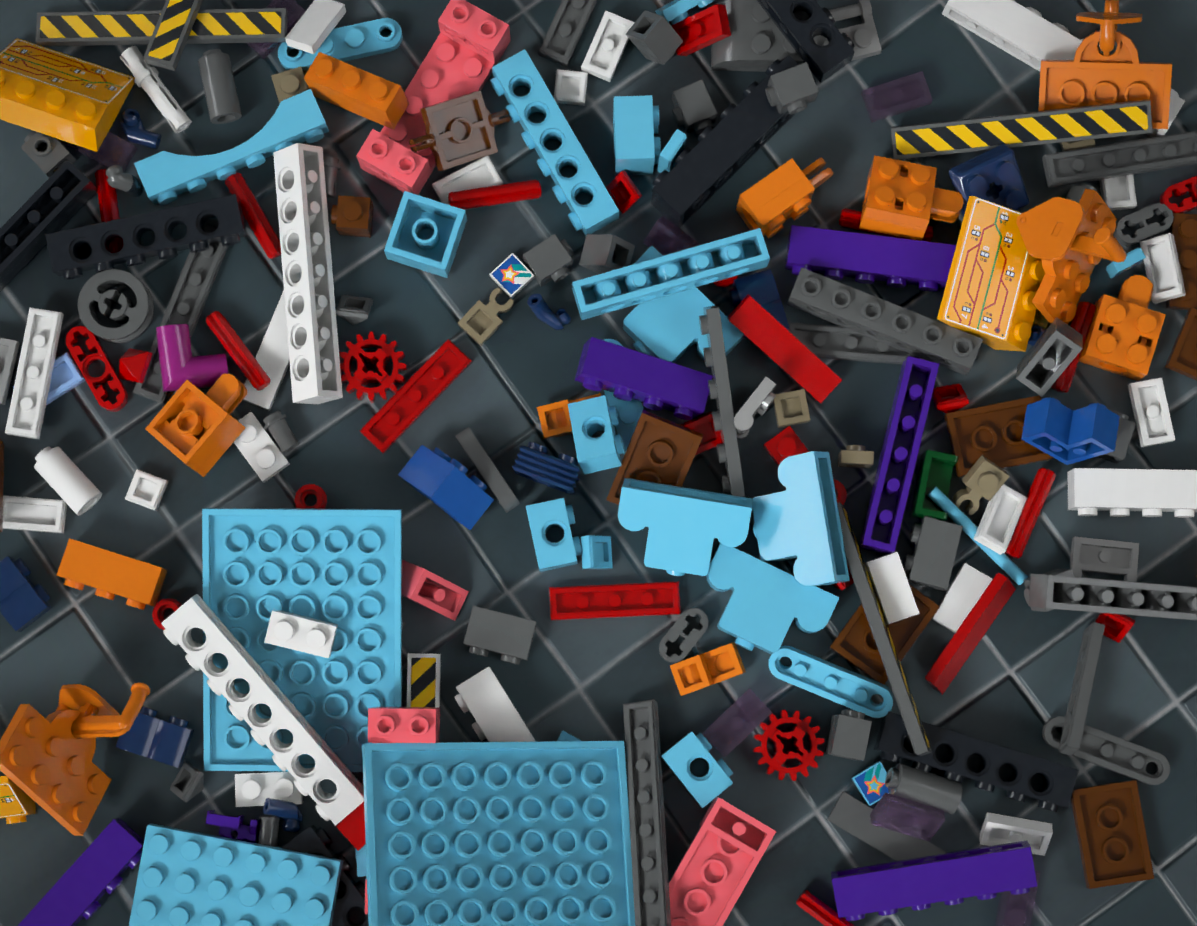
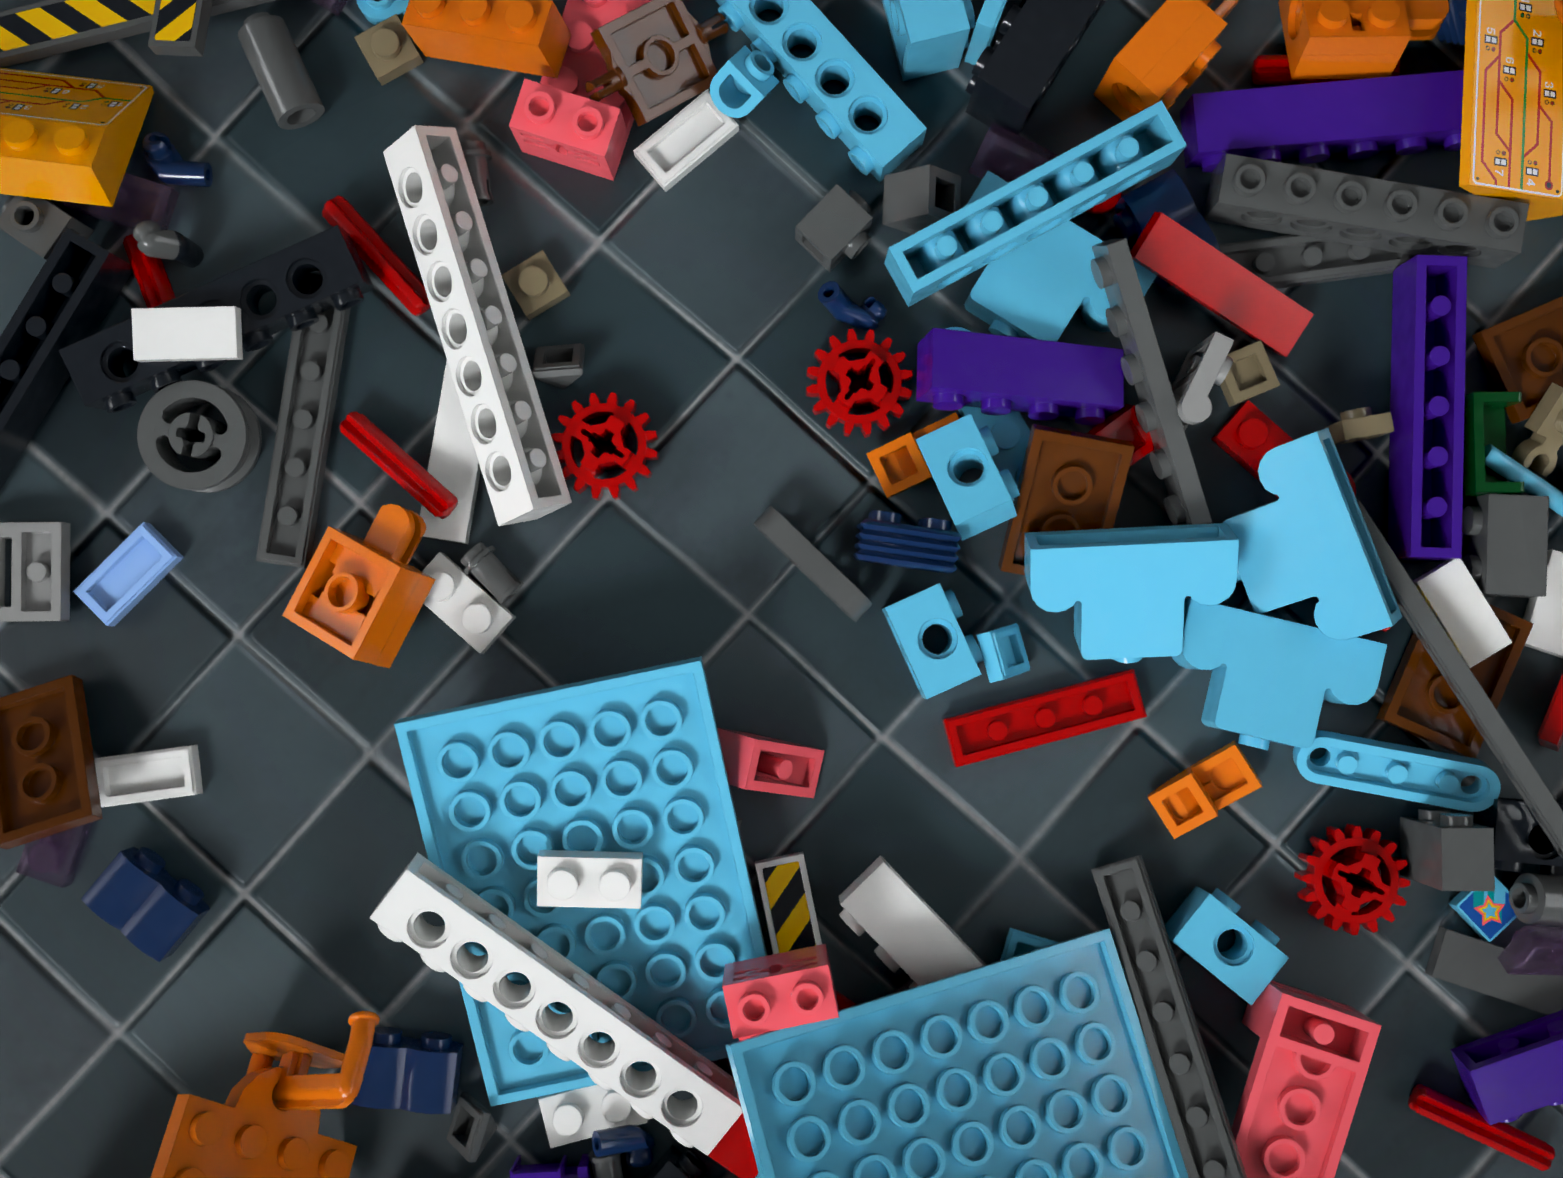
camera: 10 degrees left, 5 degrees up
(34, 373) = (99, 564): white tile -> none
(67, 479) = (186, 714): white brick -> none
(100, 393) = (208, 571): red beam -> none
(111, 574) = (284, 842): orange brick -> none
(128, 241) = (187, 334): none -> white tile
(134, 365) = (247, 520): red slope -> none
(146, 490) = (310, 703): white tile -> none
(148, 79) = (169, 81): white pin -> none
(161, 607) = (371, 876): red plate -> none
(172, 174) = (240, 219): medium azure arch -> none
(179, 364) = (312, 502): magenta brick -> none
(310, 489) = (543, 662): red plate -> none
(350, 255) = (535, 285): none -> dark tan plate
(353, 216) = (525, 223): reddish brown brick -> none
(415, 396) = (680, 475): red tile -> none
(425, 234) = (641, 226): medium azure brick -> none
(447, 485) = (759, 600): blue brick -> none
(483, 319) = (755, 339): dark tan plate -> none
(495, 194) = (731, 146): red axle -> none
(499, 634) = (887, 807): dark grey brick -> none
(510, 157) = (743, 82): none -> medium azure plate
(511, 275) = (783, 264): tile -> none
(532, 351) = (840, 369): none -> red gear
(623, 191) = (925, 98): red slope -> none
(677, 630) = (1168, 753): dark grey beam -> none
(736, 723) = (1267, 861): clear purple plate -> none
(950, 398) = (1485, 307): red slope -> none

